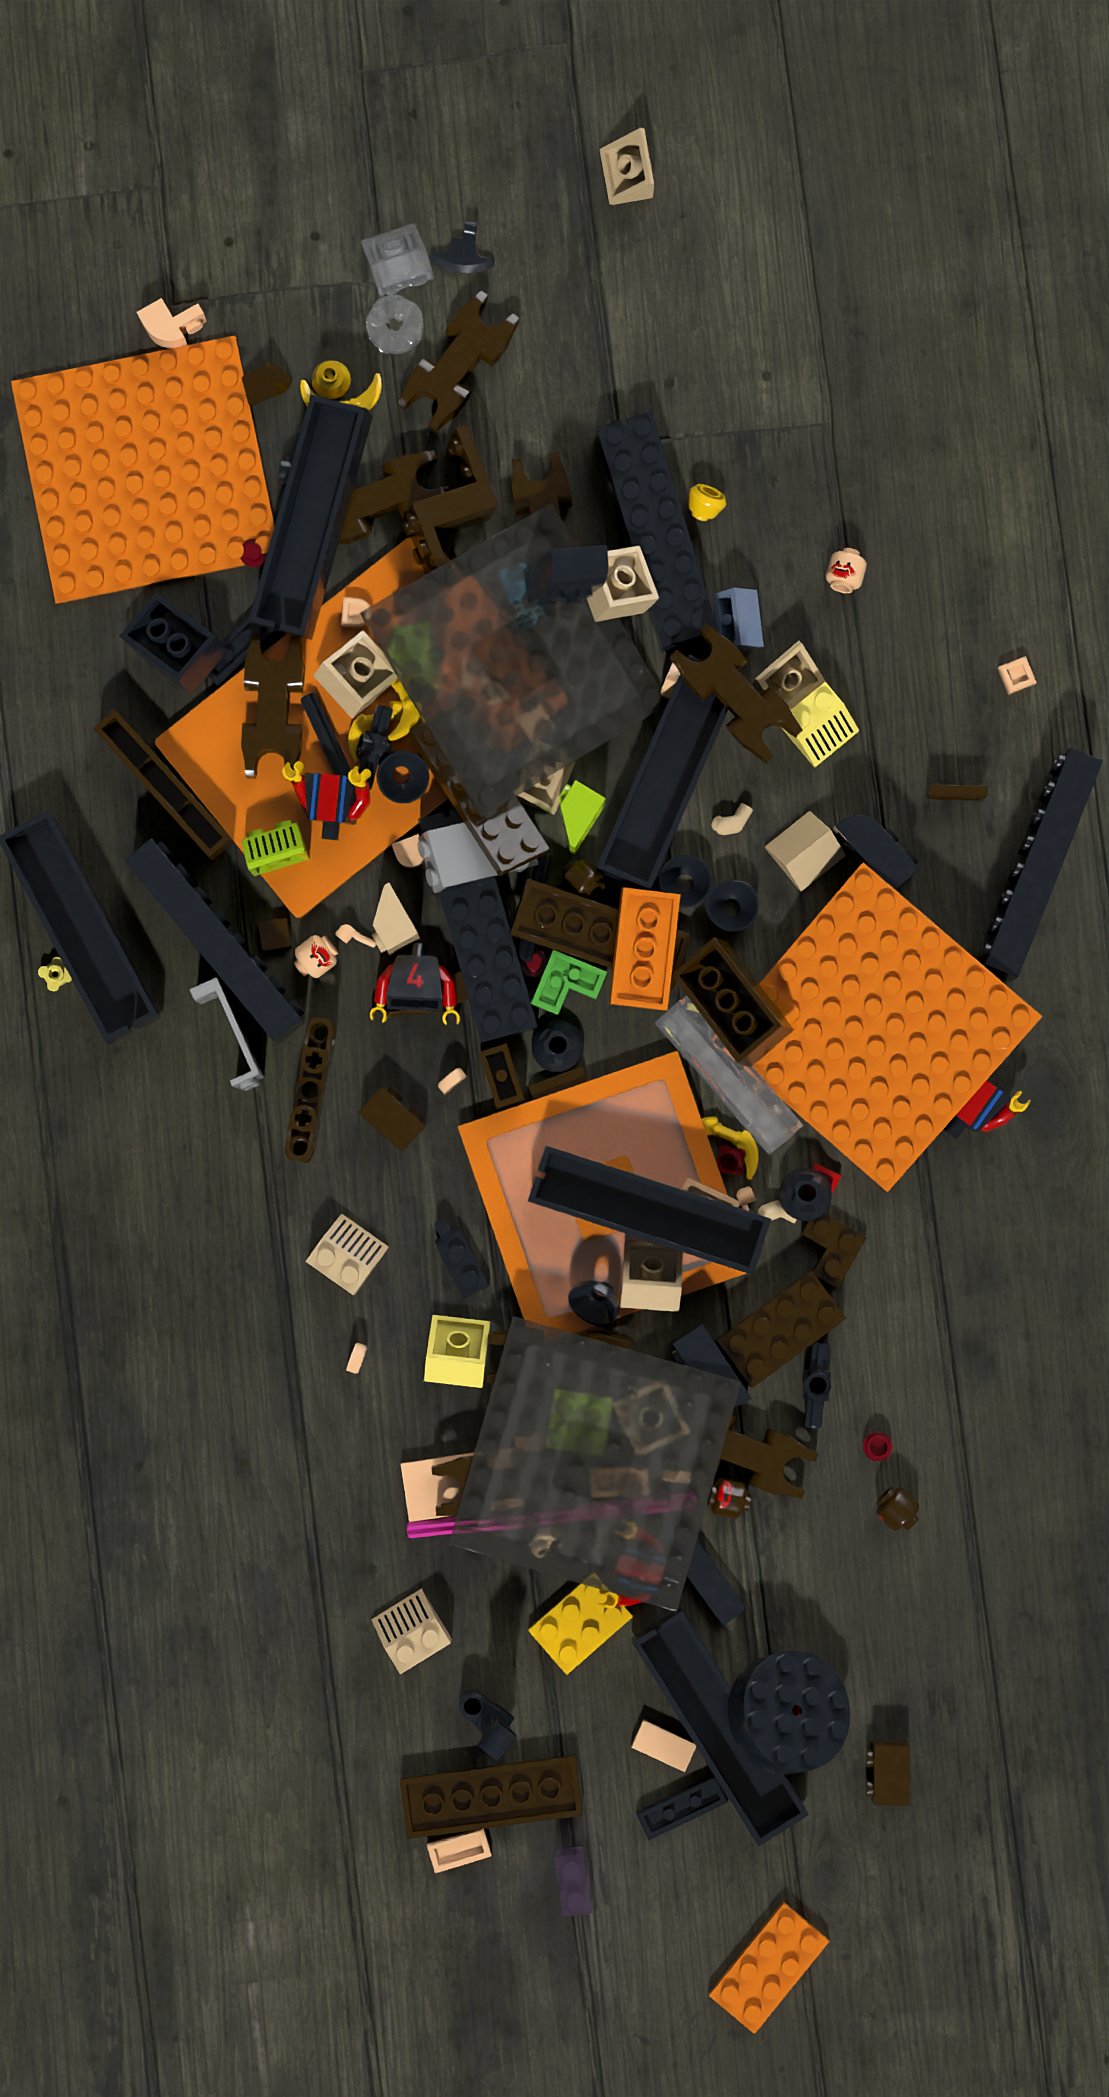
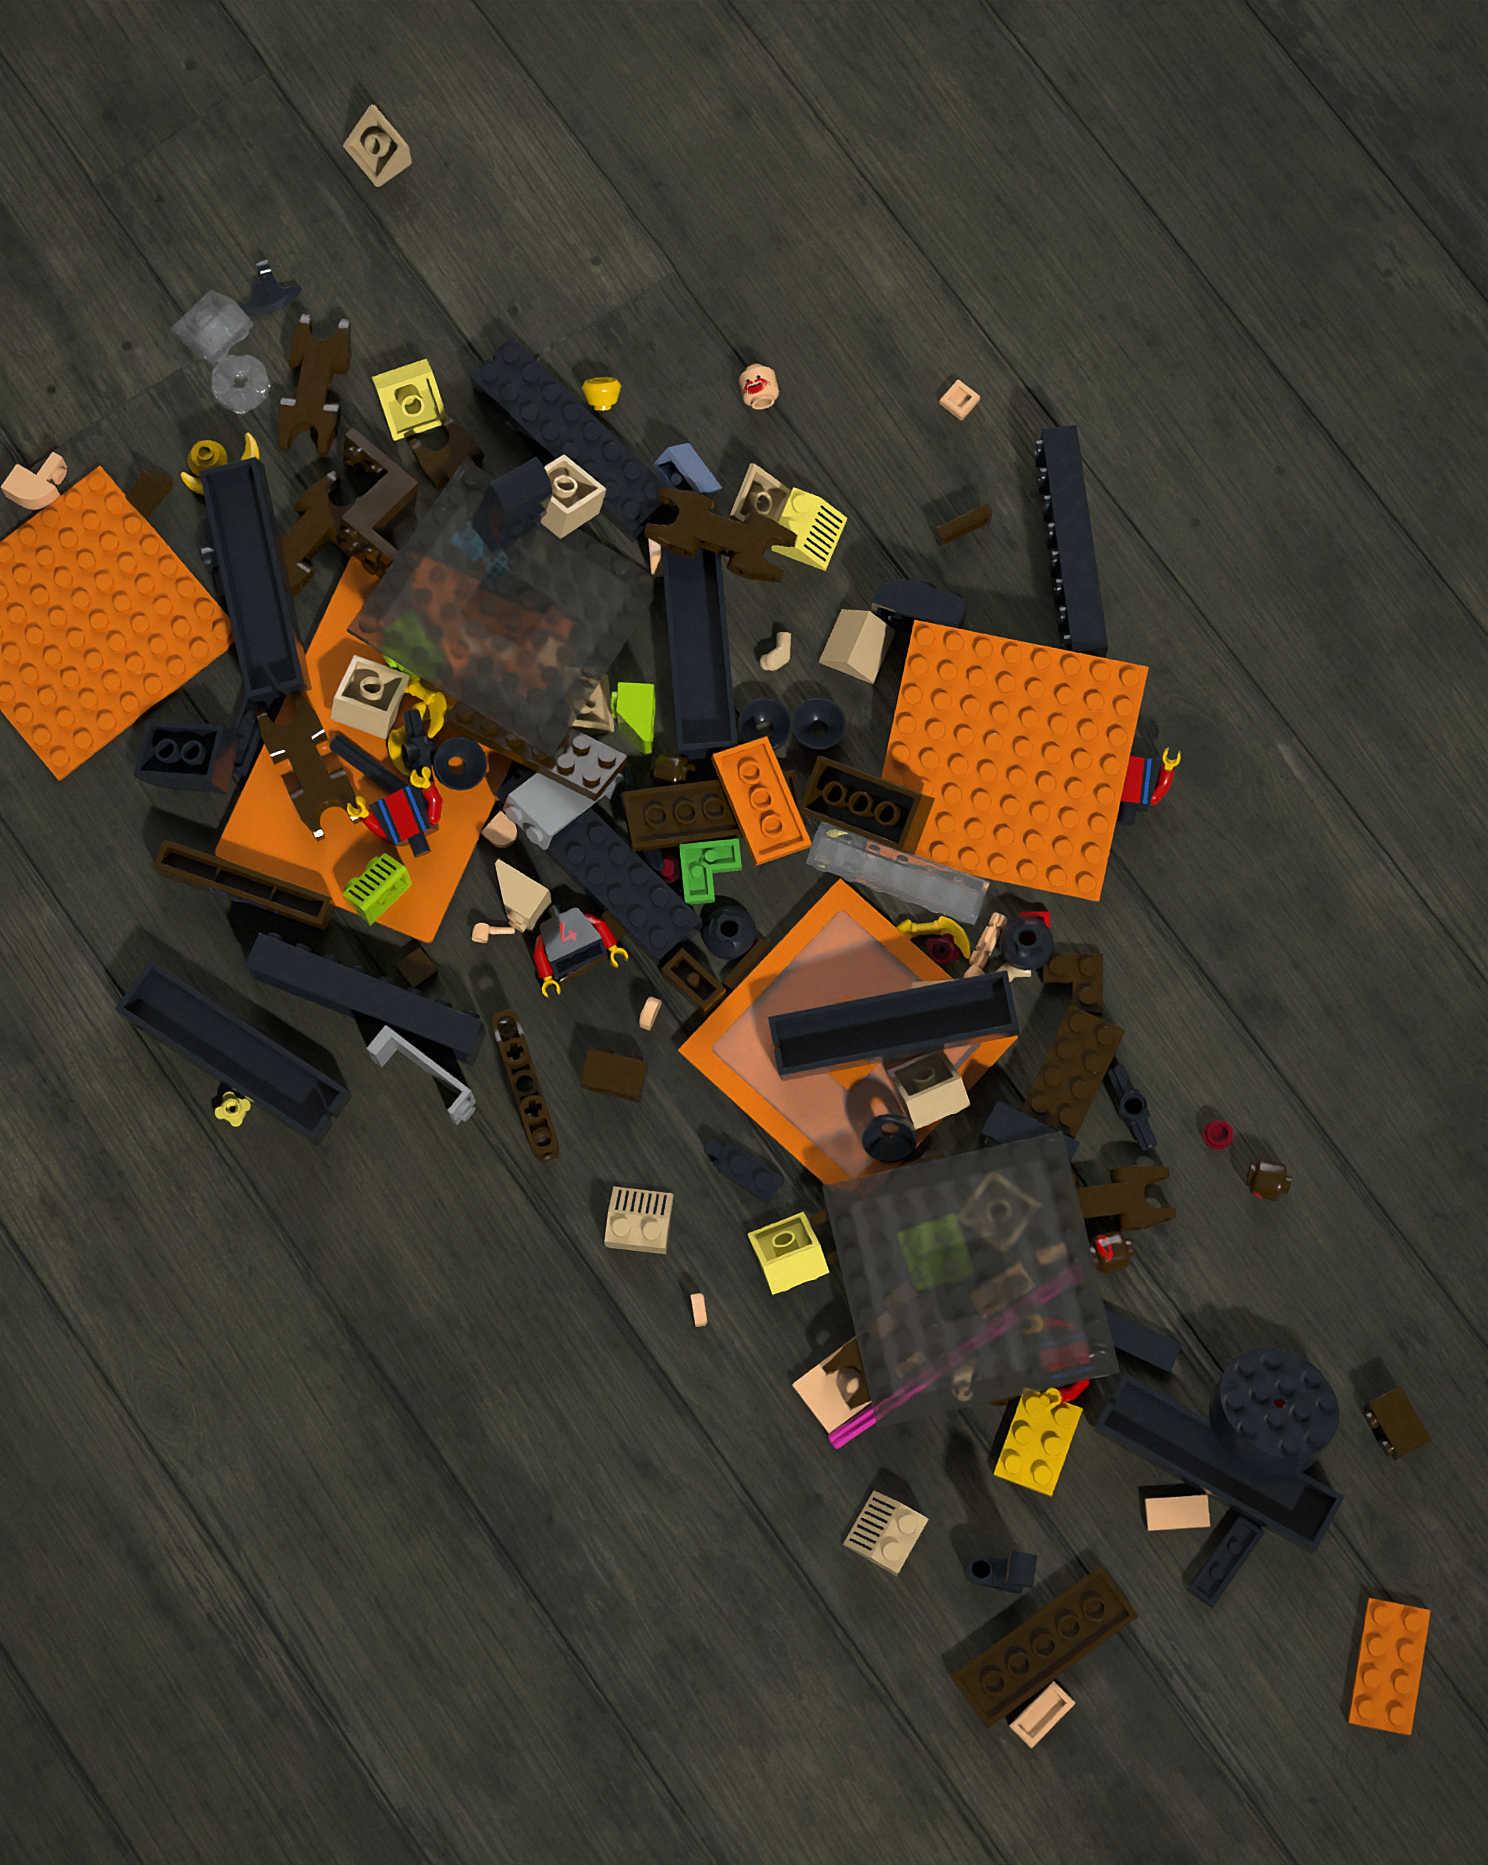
camera: 25 degrees left, 10 degrees down
(253, 554) = (217, 645): dark red plate -> none
(315, 956) = (465, 966): light nougat head -> none
(351, 612) = (339, 646): light nougat tile -> none
(534, 418) = (409, 399): none -> light yellow slope
(572, 1881) = (1173, 1692): clear purple piece -> none
(774, 1172) = (988, 940): none -> light nougat axle

